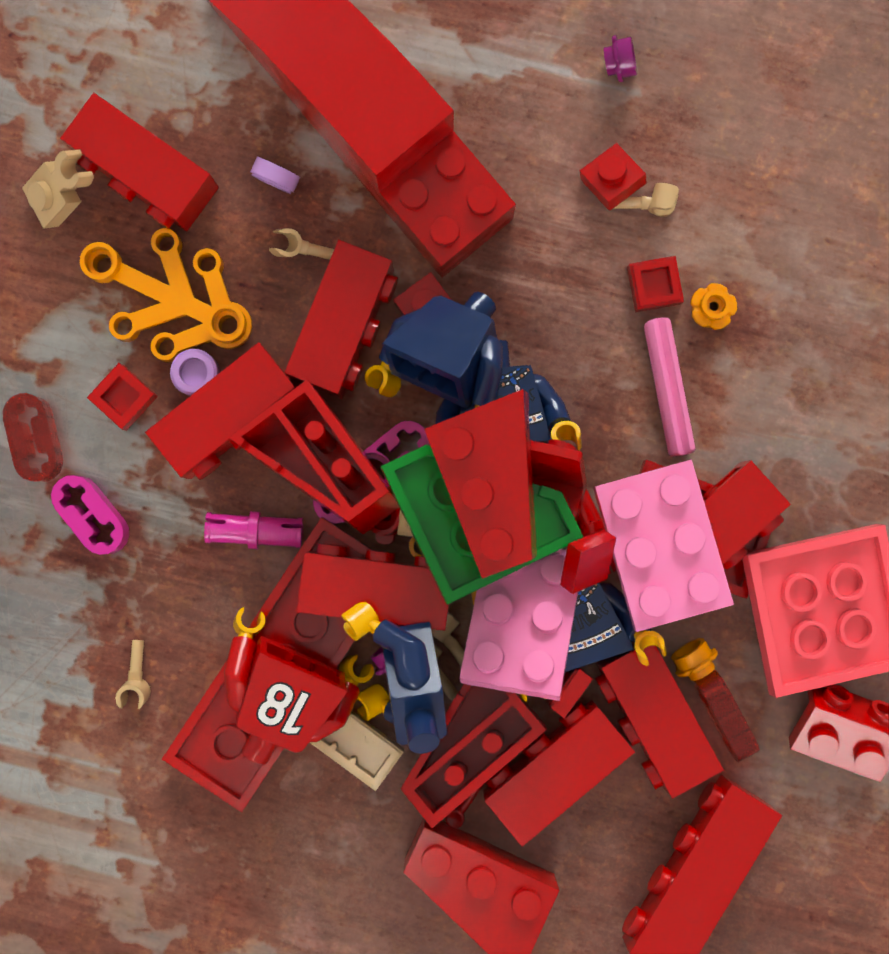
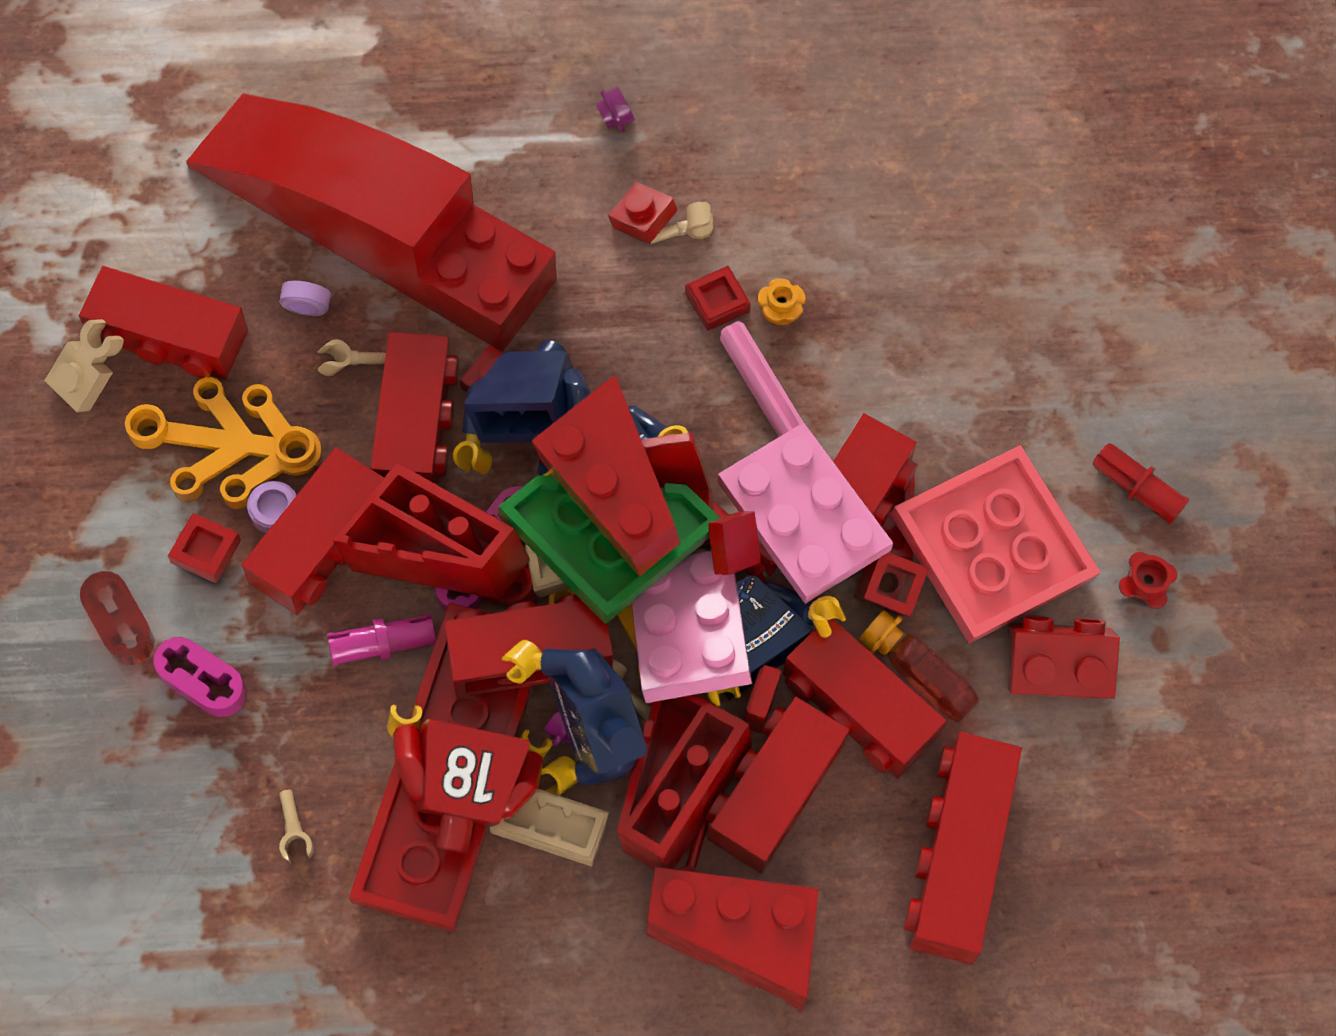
camera: 25 degrees left, 20 degrees down
(723, 627) = (907, 584): none -> red plate

